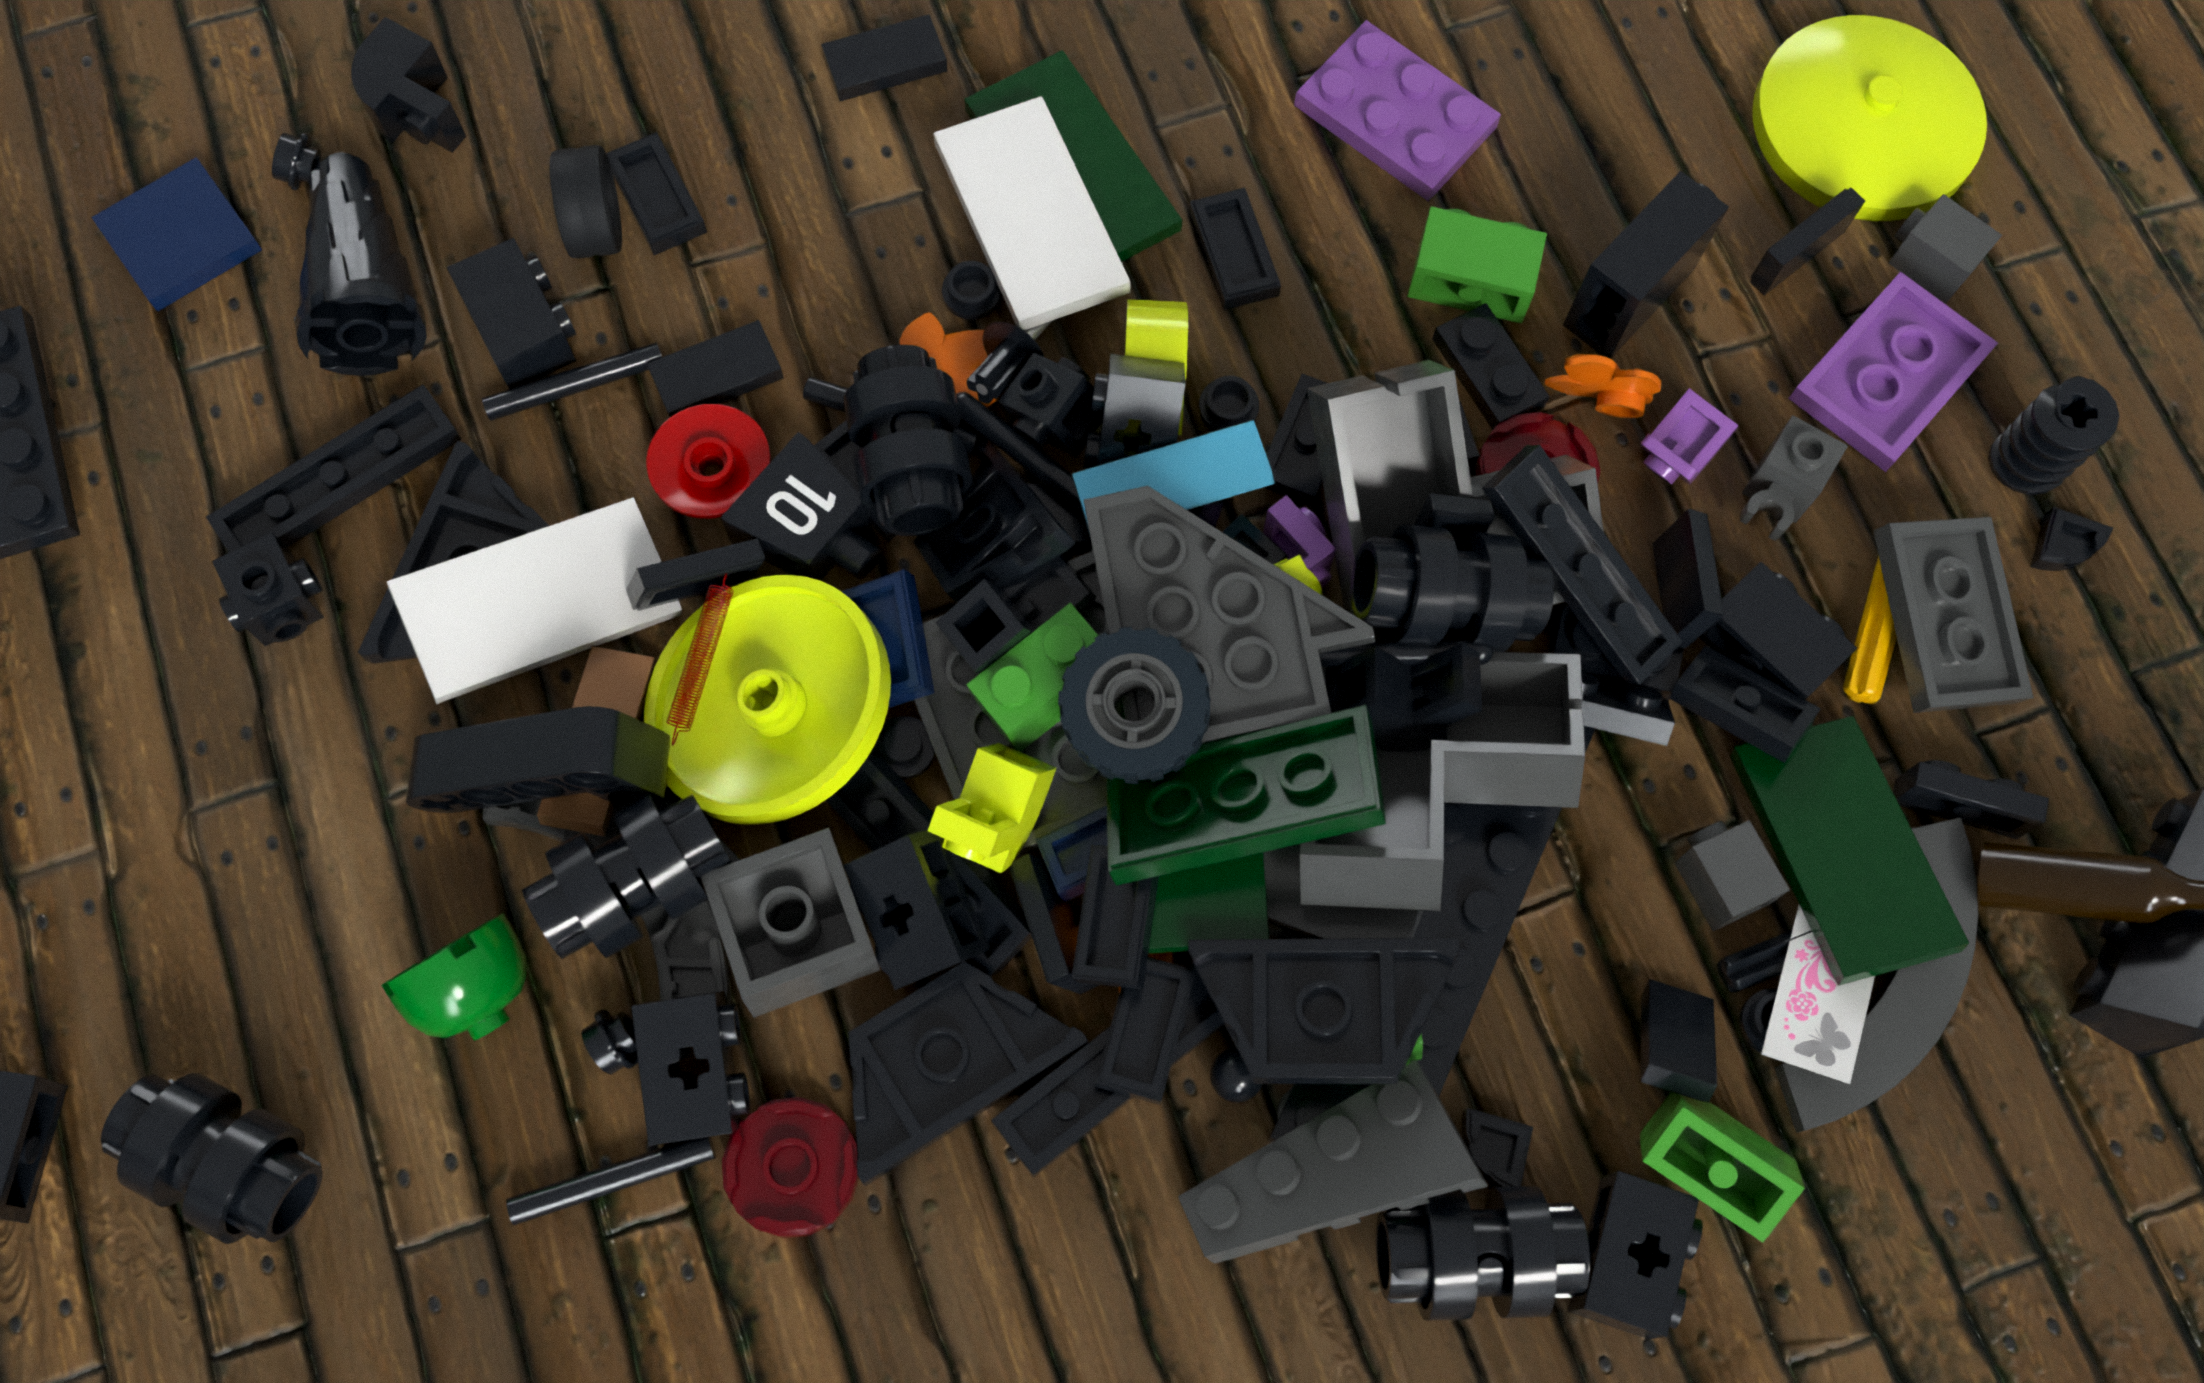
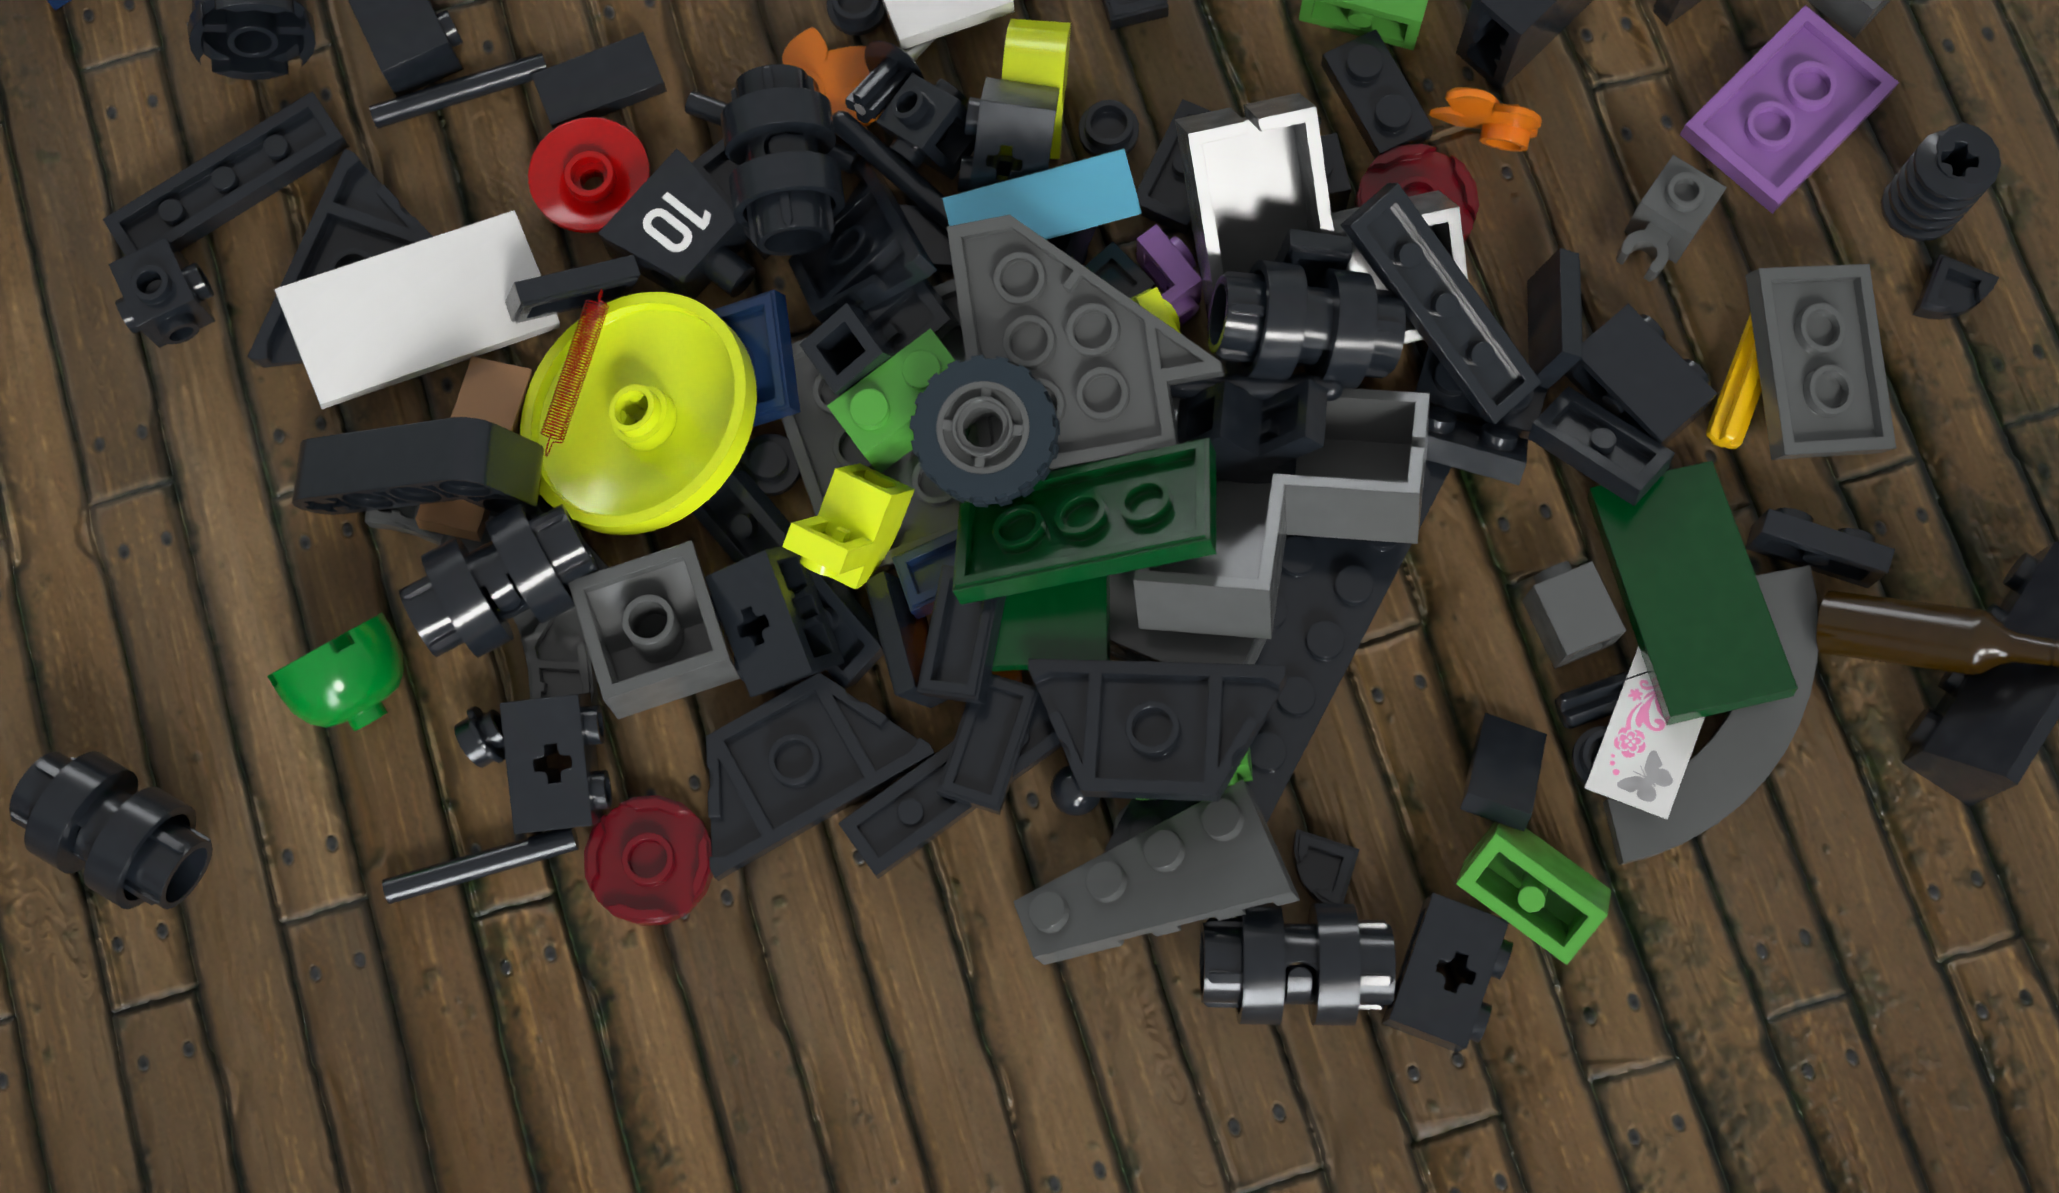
camera: 10 degrees right, 5 degrees up
(1687, 439) = (1568, 176): medium lavender bracket -> none

